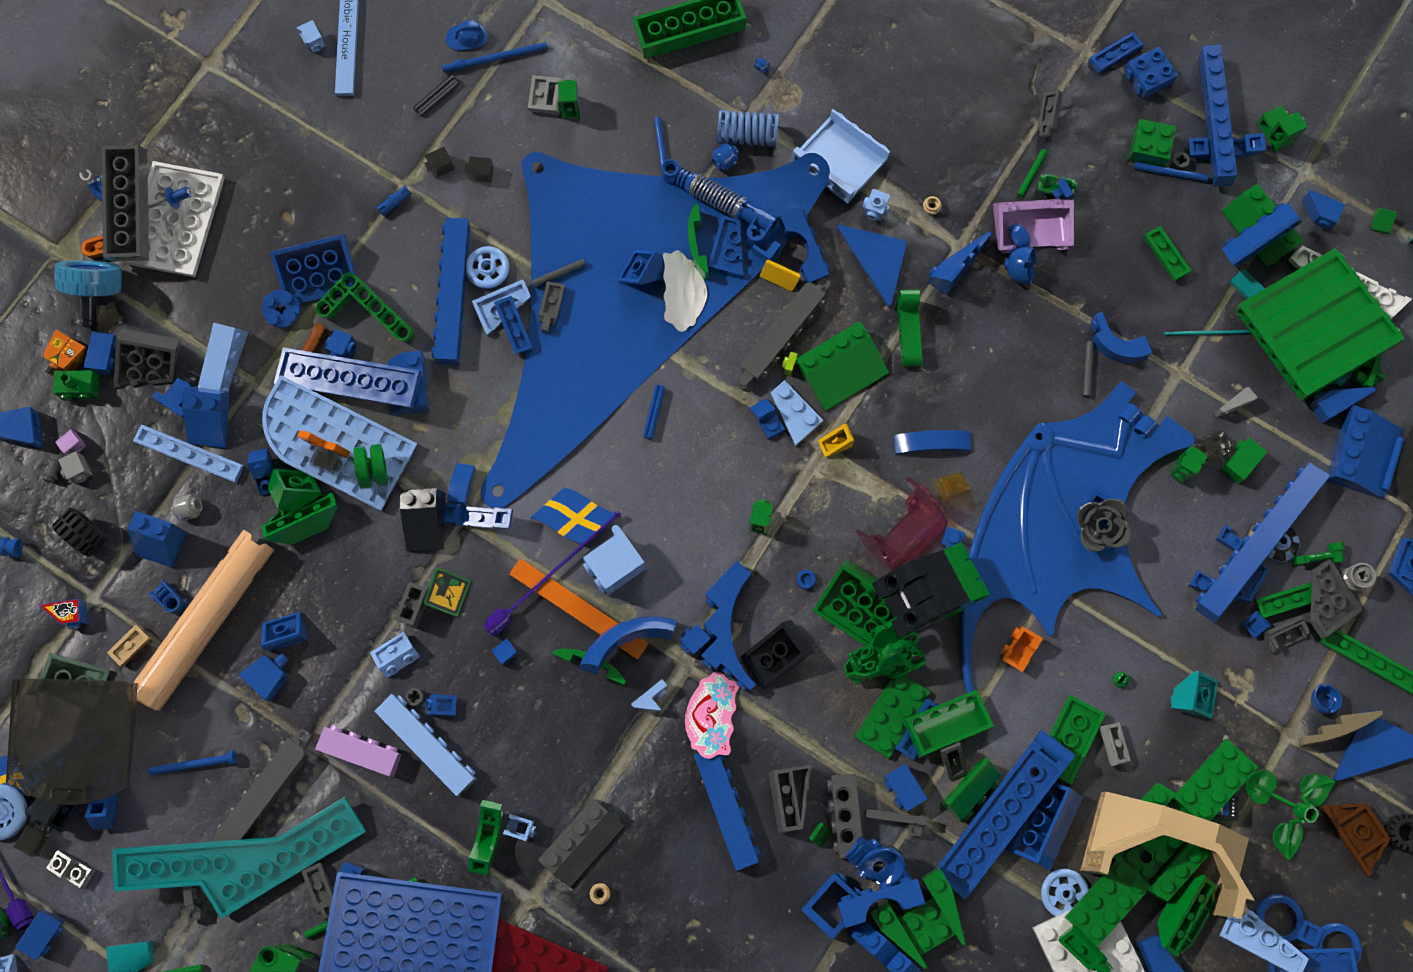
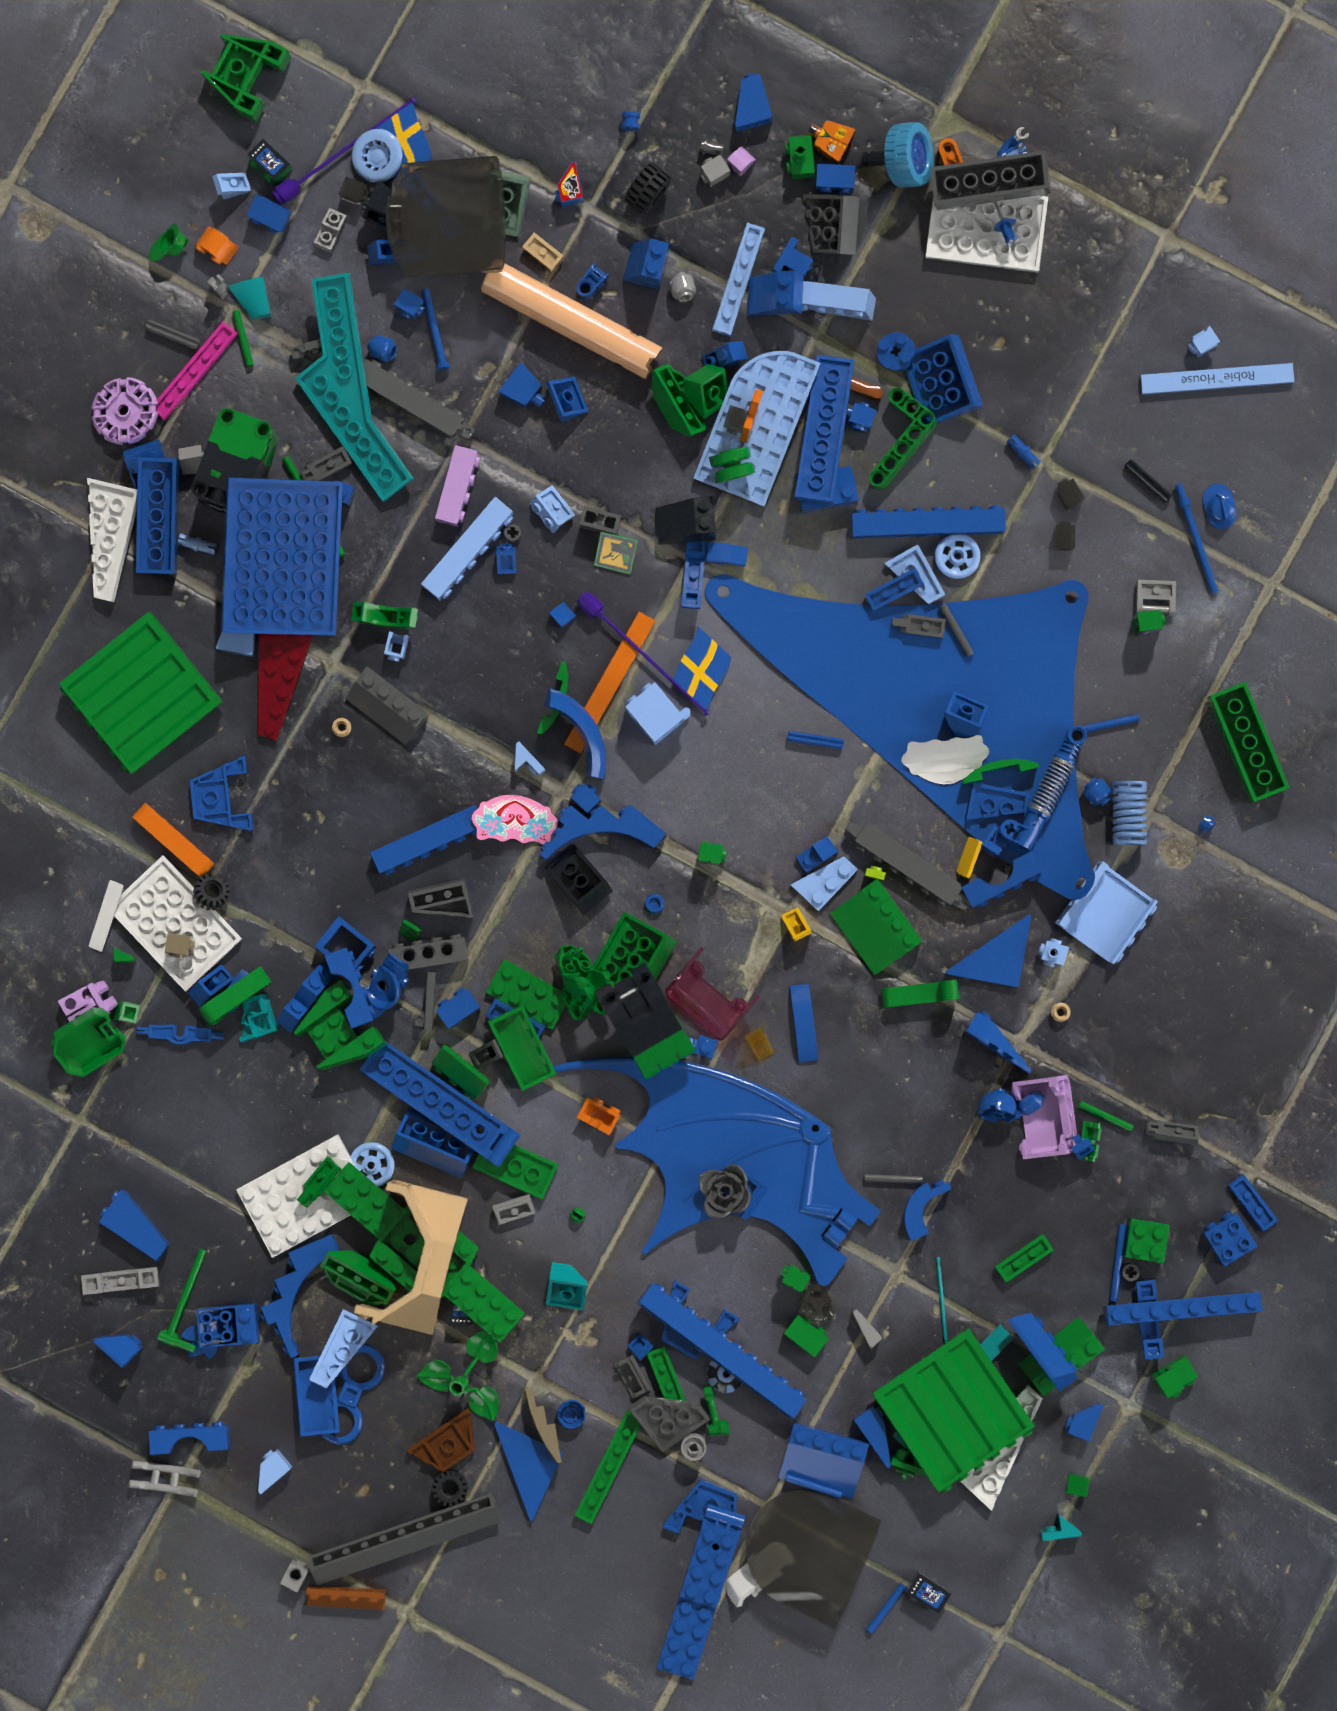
camera: 85 degrees right, 10 degrees up
(162, 788) = (409, 305): none -> blue brick
(203, 821) = (382, 348): none -> blue head

